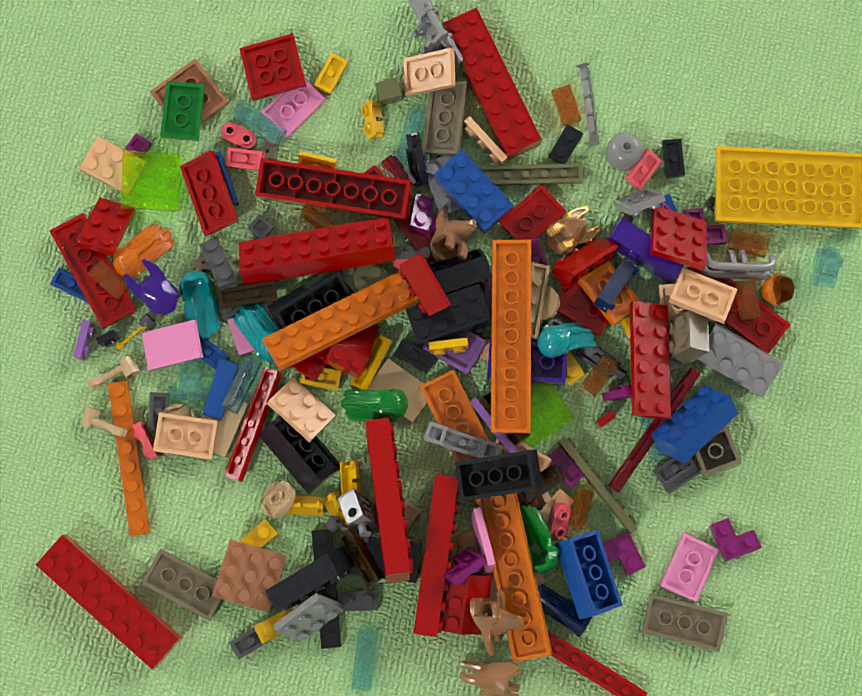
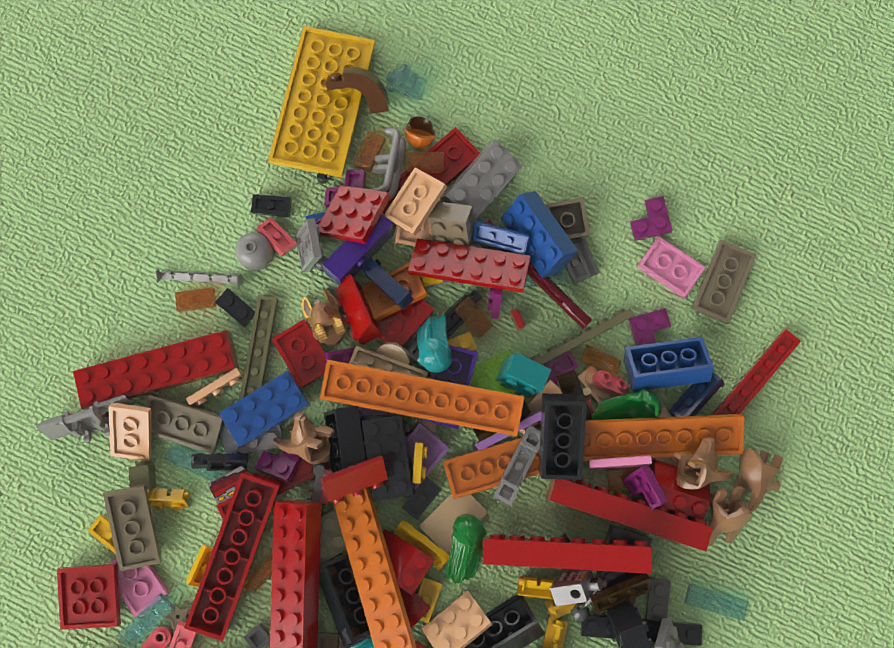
camera: 80 degrees left, 0 degrees up
(342, 92) = (132, 527): none -> dark tan plate
(411, 512) = (577, 530): tan tile -> none
(450, 653) = (728, 515): none -> medium nougat piece
(550, 430) = (523, 375): none -> teal brick
(683, 387) = (501, 237): none -> blue tile
(816, 223) = (364, 82): none -> reddish brown arch

